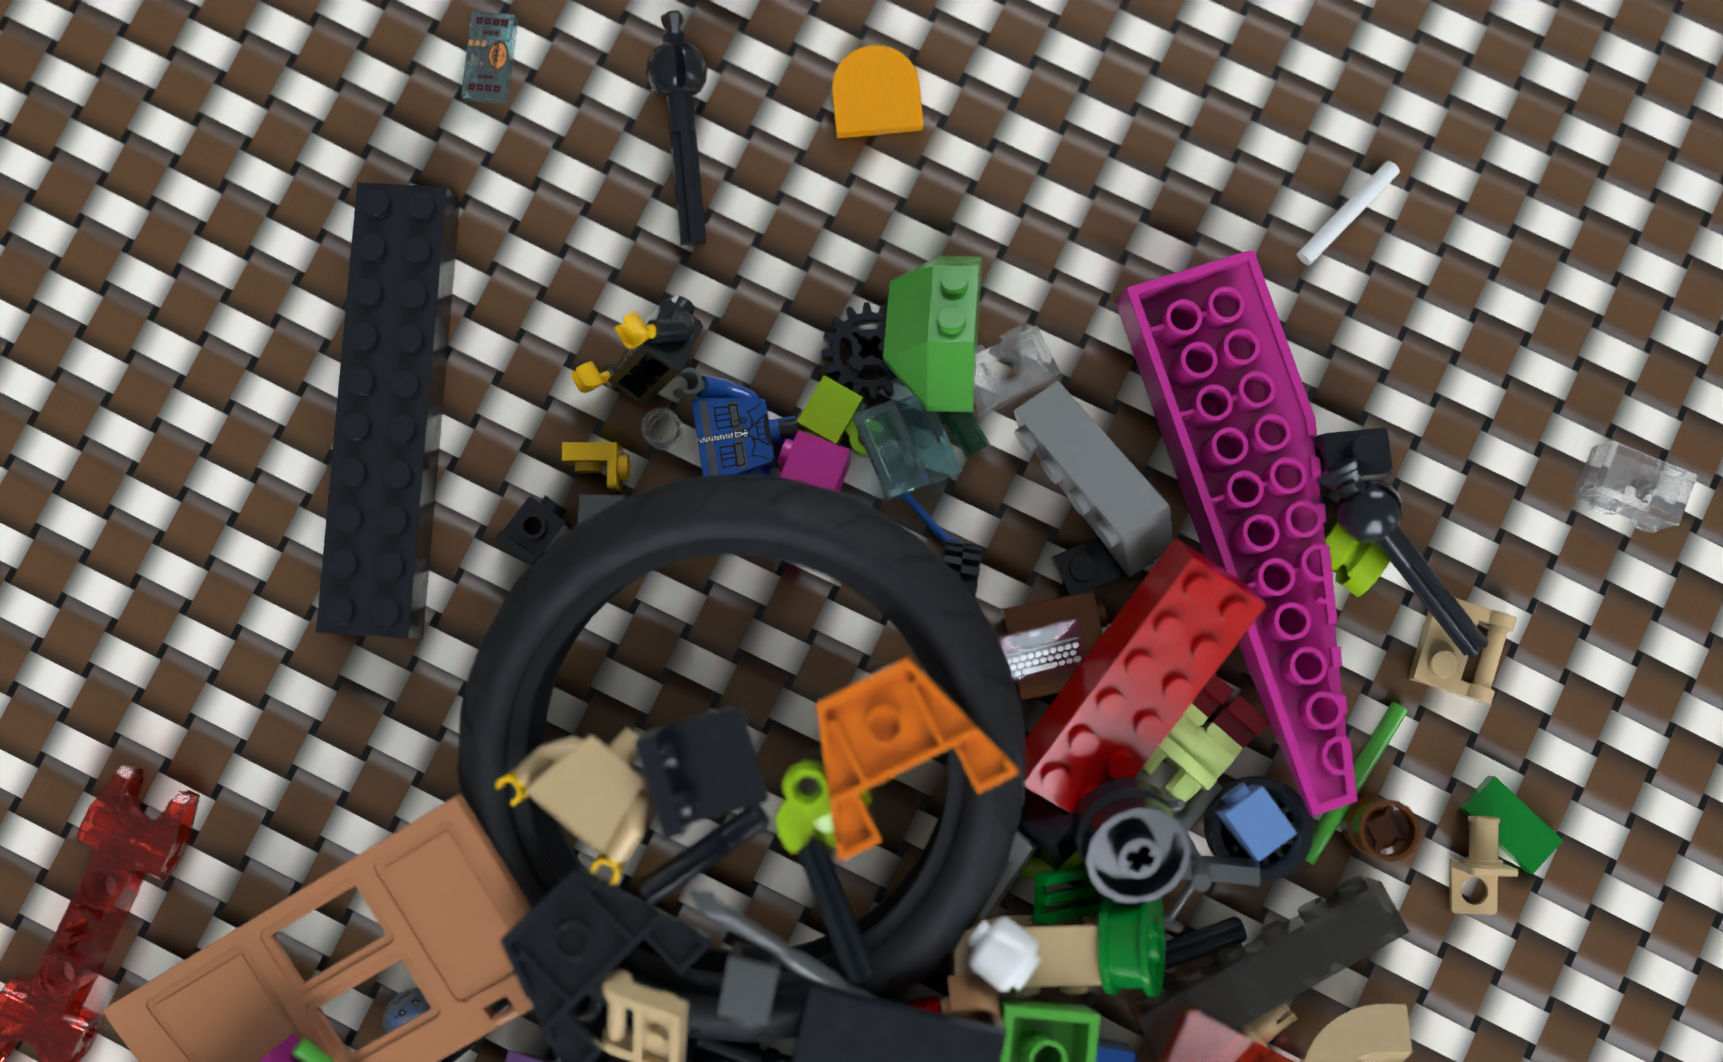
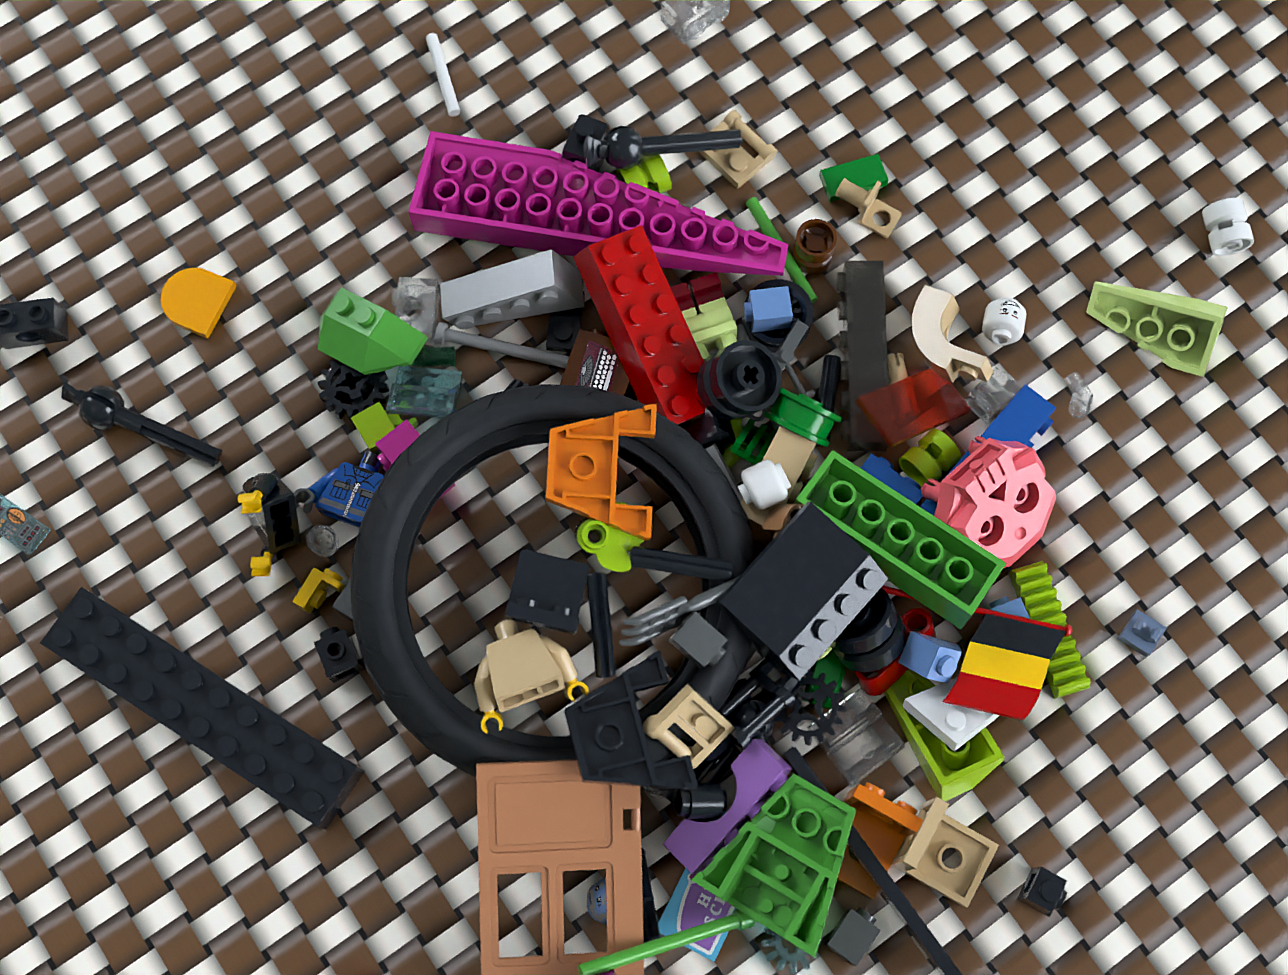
camera: 60 degrees left, 10 degrees down
(1022, 500) = (444, 334): none -> light grey bar

